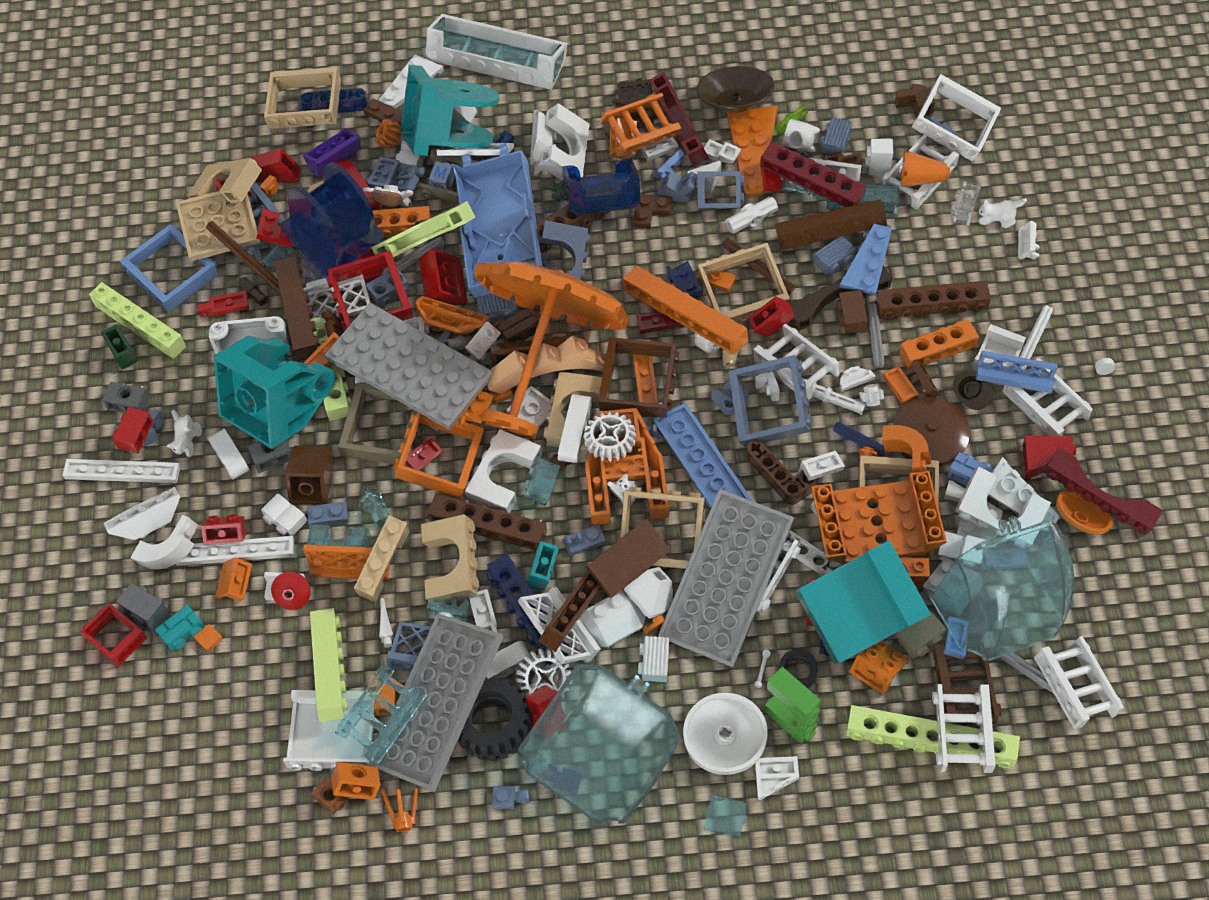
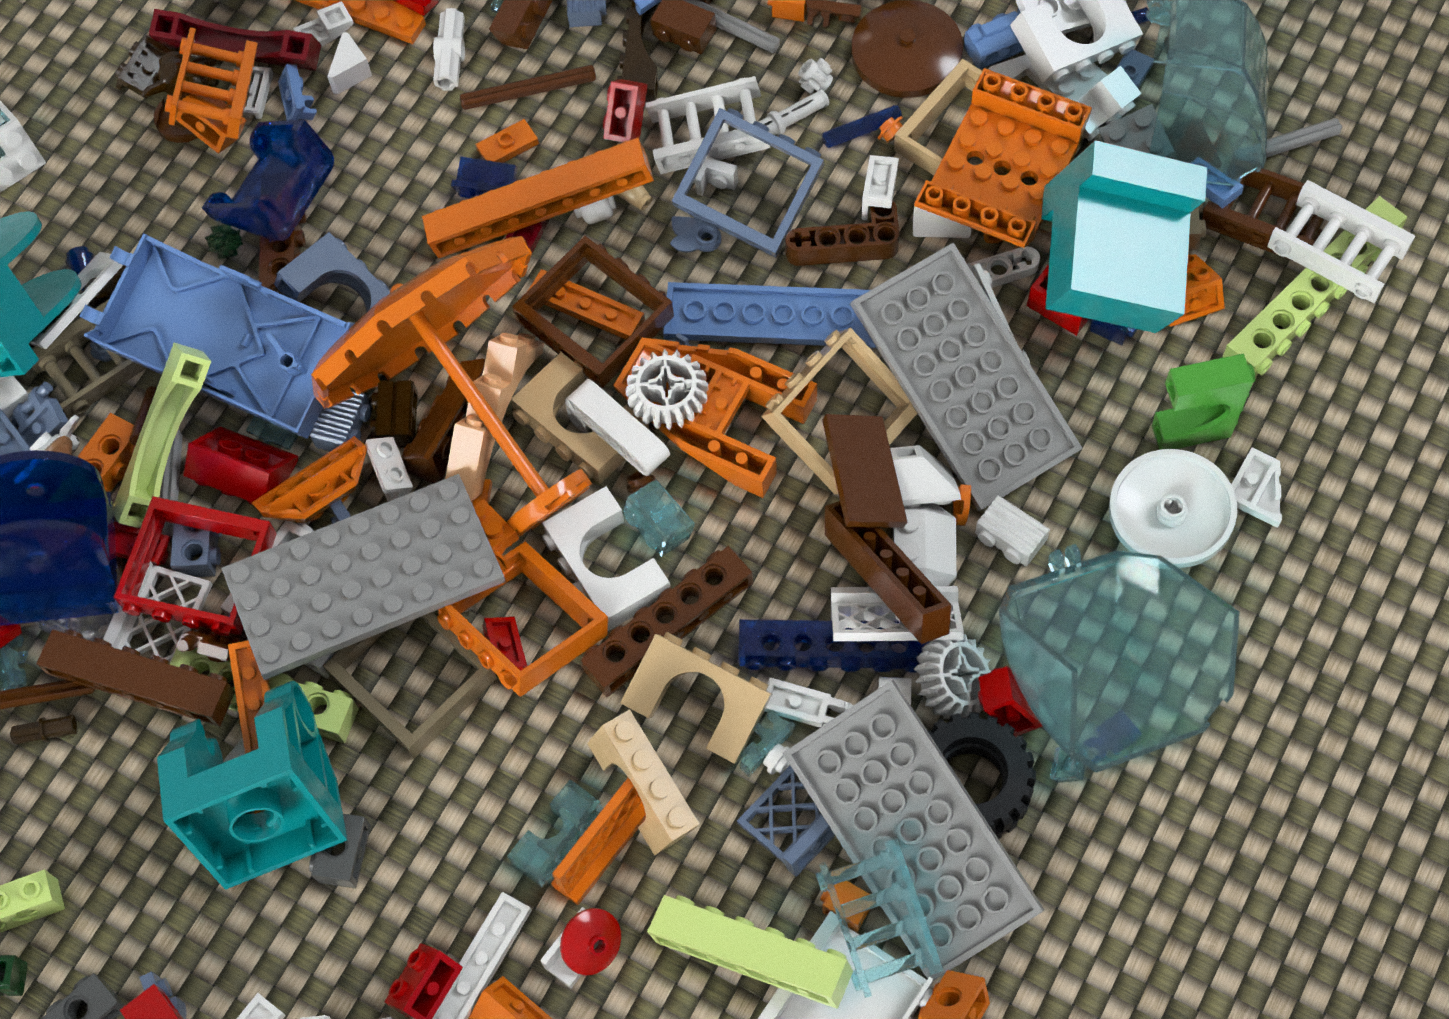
camera: 55 degrees left, 5 degrees up
(184, 430) = (209, 953): white animal -> none
(224, 304) = (35, 782): red hinge -> none
(228, 454) = (296, 912): white beam -> none
(229, 332) = (97, 801): white windscreen -> none
(283, 515) = (458, 887): white brick -> none
(309, 474) = (420, 813): reddish brown slope -> none
(328, 514) = (497, 826): sand blue plate -> none
(375, 505) = (551, 753): clear light blue plate -> none
(385, 629) = (738, 846): white piece -> none
(403, 821) = (1043, 978): orange plant -> none
(442, 175) = (78, 365): sand blue brick -> none
(458, 342) = (364, 495): light grey pin -> none
(505, 797) = (1089, 827): sand blue plate -> none
(534, 407) = (544, 460): white tile -> none
(541, 139) = (118, 213): white wedge -> none
(542, 565) = (786, 587): teal brick -> none
(574, 132) = (144, 168): white arch -> none
(584, 540) = (777, 519): sand blue plate -> none
(623, 484) = (748, 423): white animal -> none
(648, 206) = (343, 143): reddish brown plate -> none
(678, 188) = (341, 105): sand blue brick -> none
(701, 189) = (367, 75): sand blue window -> none
(725, 816) = (1275, 578): clear light blue piece -> none
(740, 257) = (558, 70): tan window -> none
(766, 654) = (1085, 403): white hinge -> none
(799, 654) = (1136, 358): black tyre -> none
(854, 377) = (773, 80): white plate -> none
(900, 385) = (819, 40): orange tile -> none
(907, 440) = (921, 68): orange arch -> none
(1066, 694) = (1345, 116): white fence -> none

